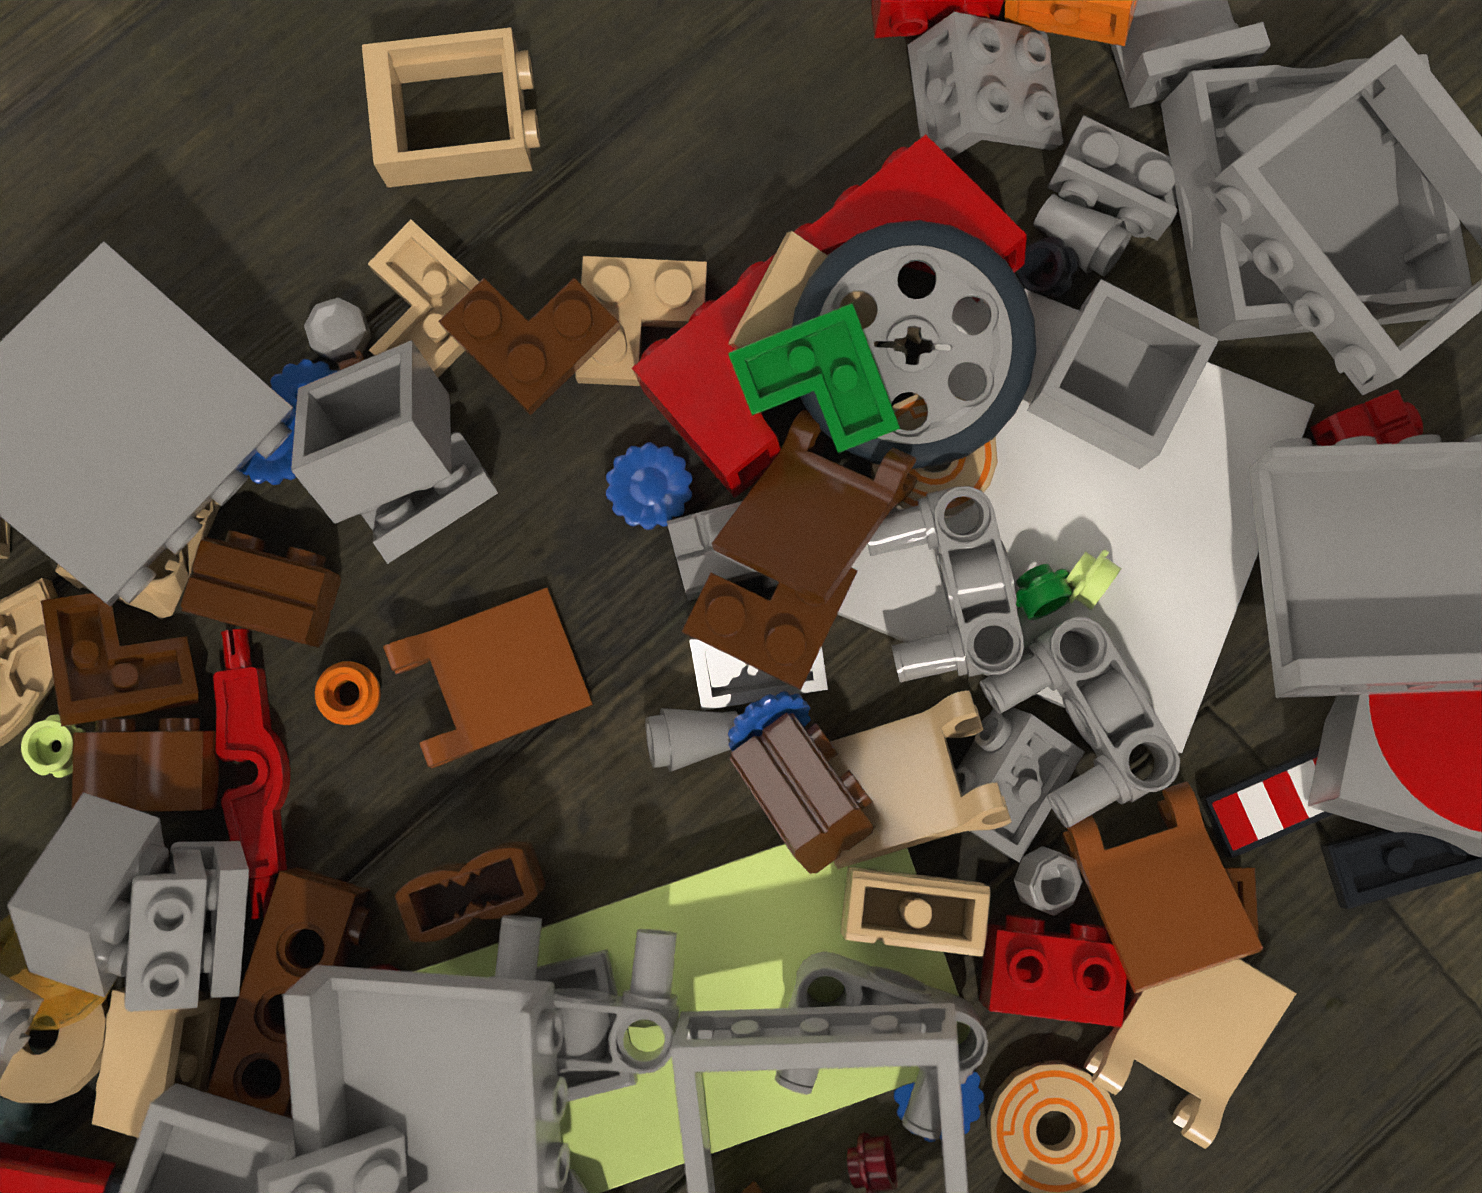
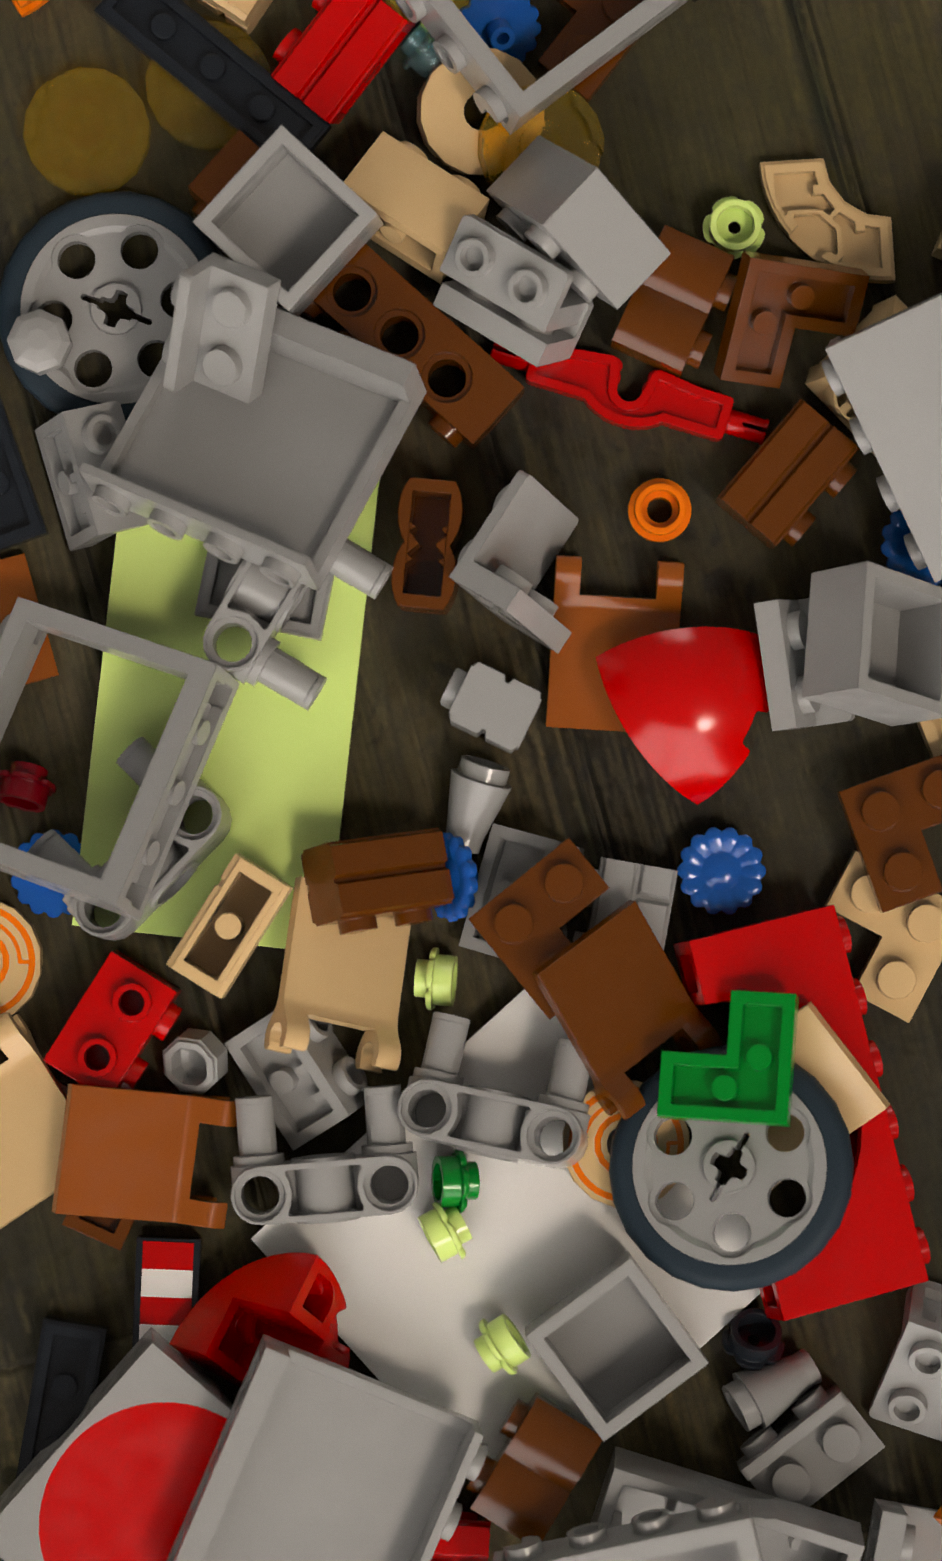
camera: 120 degrees right, 5 degrees up
(443, 807) = (514, 554): none -> light grey bracket
(506, 582) = (688, 701): none -> red brick
(593, 761) = (489, 706): none -> light grey brick
(867, 695) = (436, 979): none -> yellowish green plate
(1167, 481) = (501, 1345): none -> yellowish green plate
(1234, 705) = (279, 1296): none -> red brick
(1263, 398) = (534, 1468): none -> reddish brown brick

